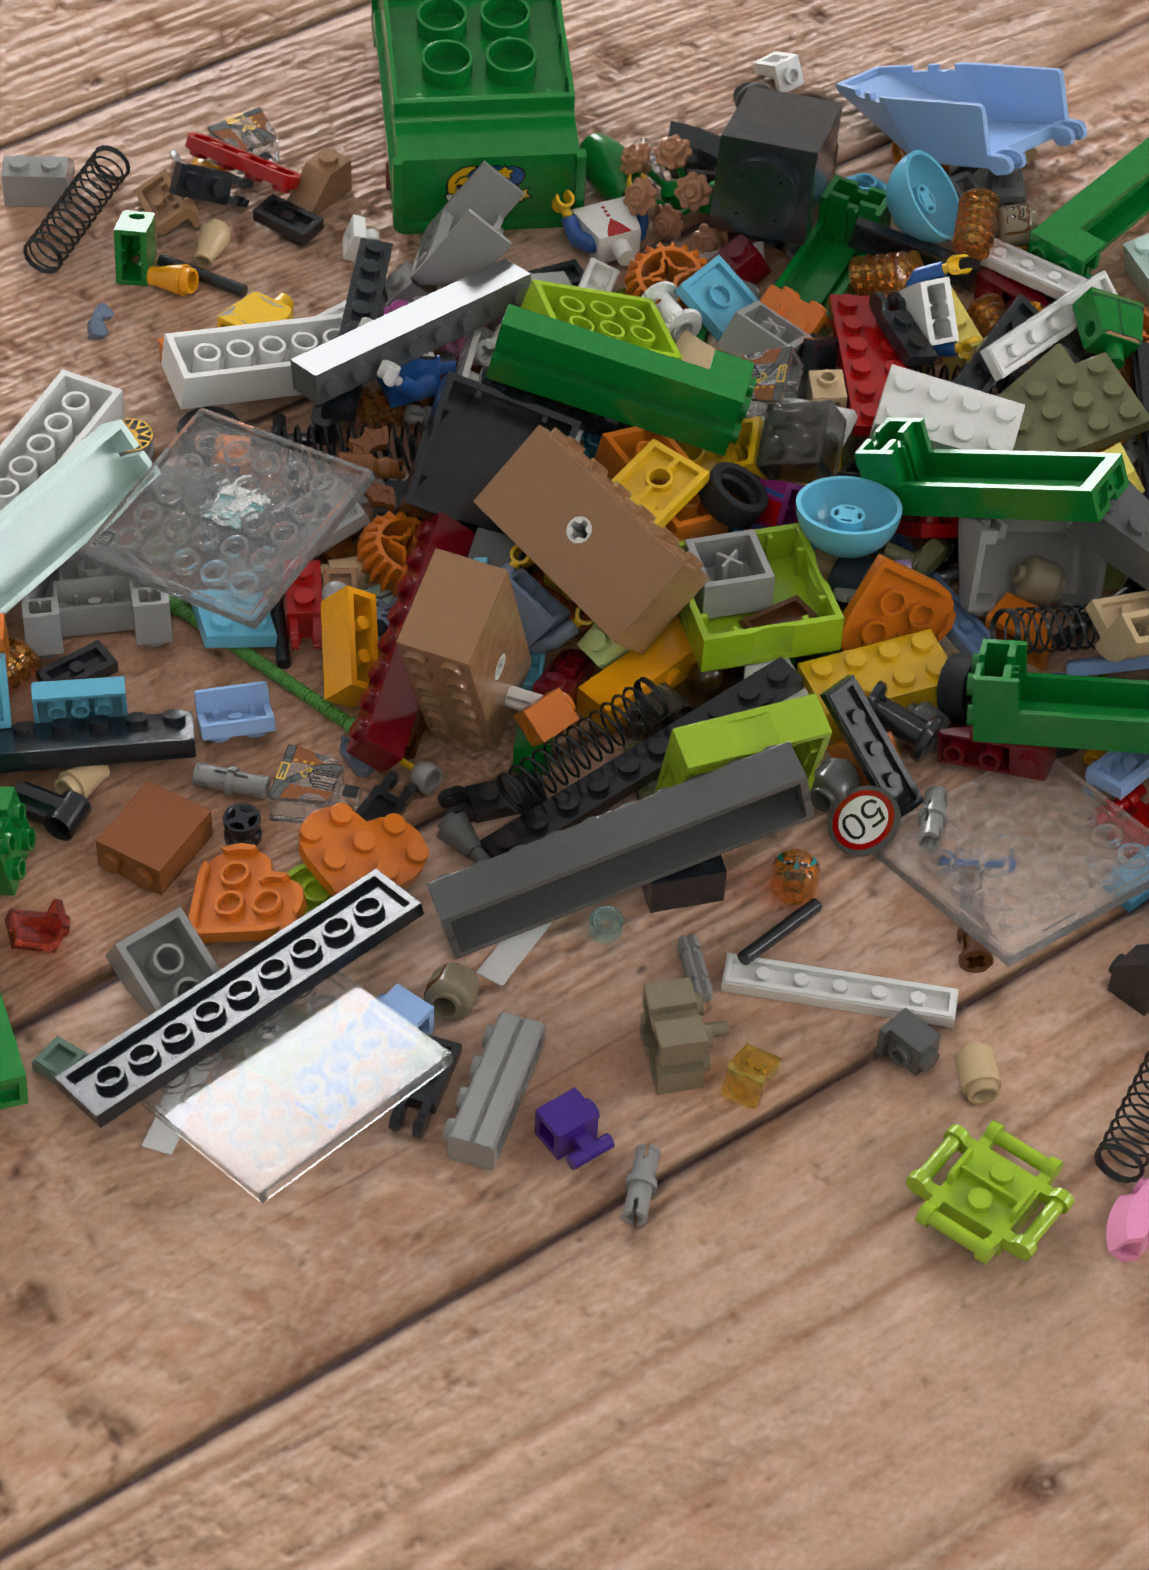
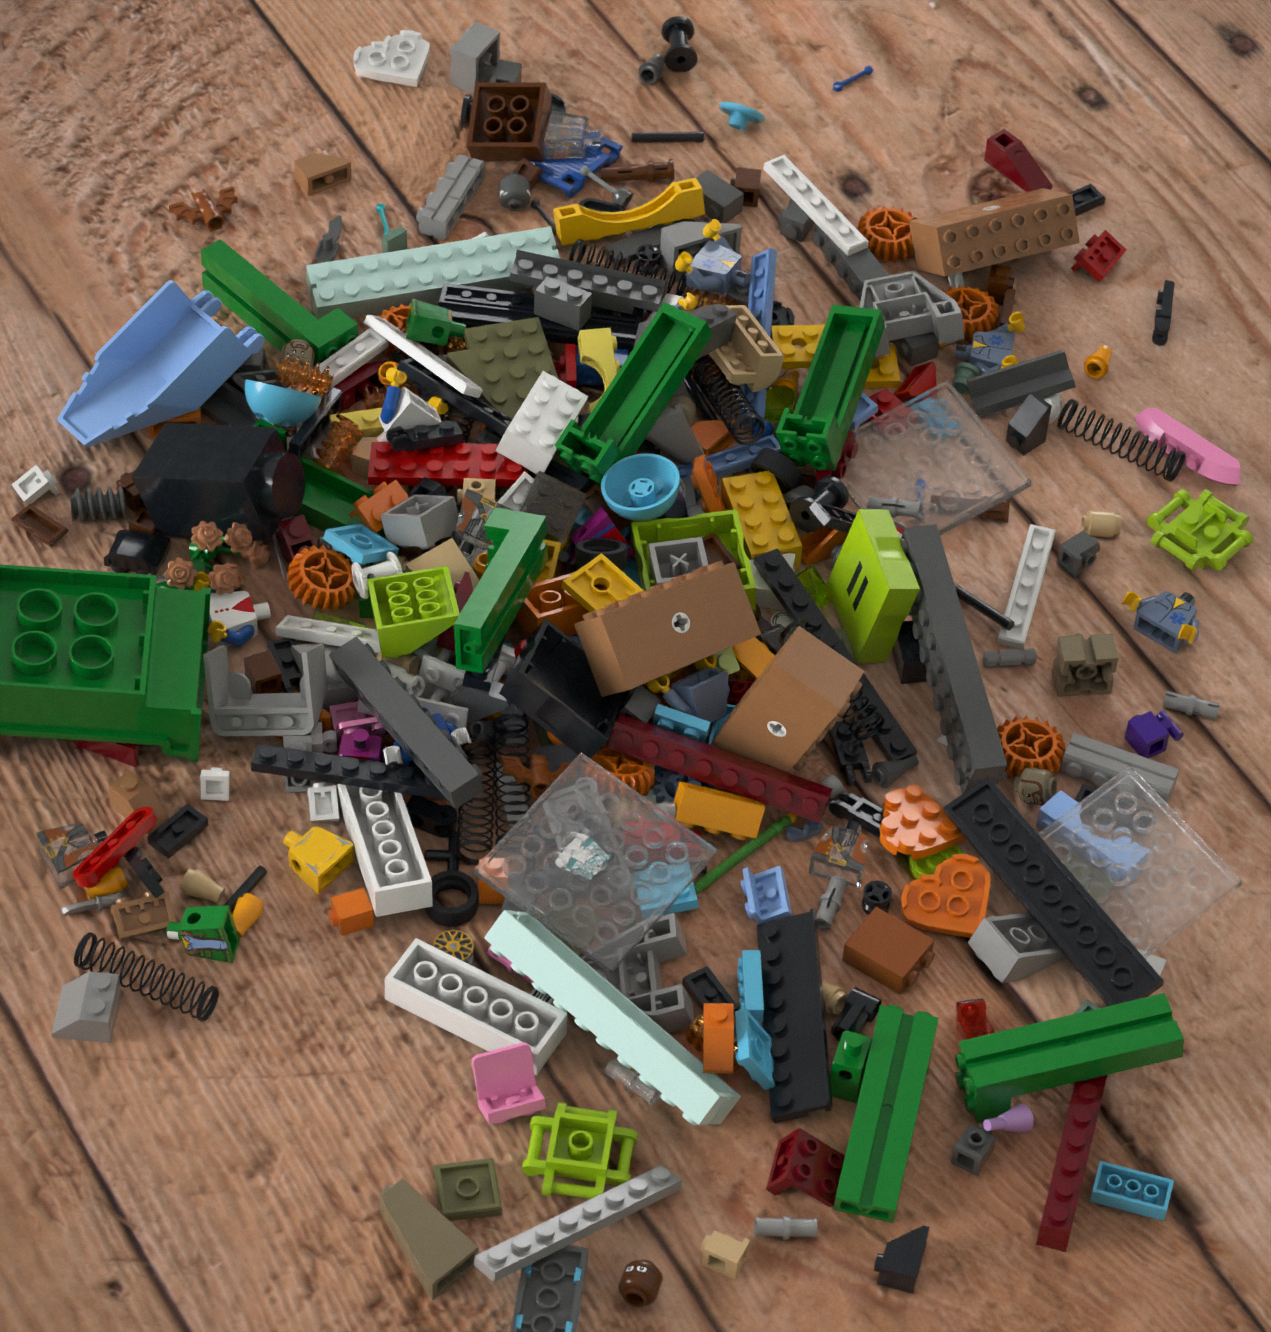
camera: 85 degrees left, 0 degrees up
(96, 326) = (281, 969): sand blue piece -> none
(521, 974) = (1030, 742): none -> orange gear
(526, 251) = (263, 673): none -> reddish brown brick
(722, 81) = (40, 525): none -> reddish brown tile
(749, 1074) = (1104, 627): clear yellow bracket -> none
(799, 1147) = (1165, 618): none -> sand blue torso

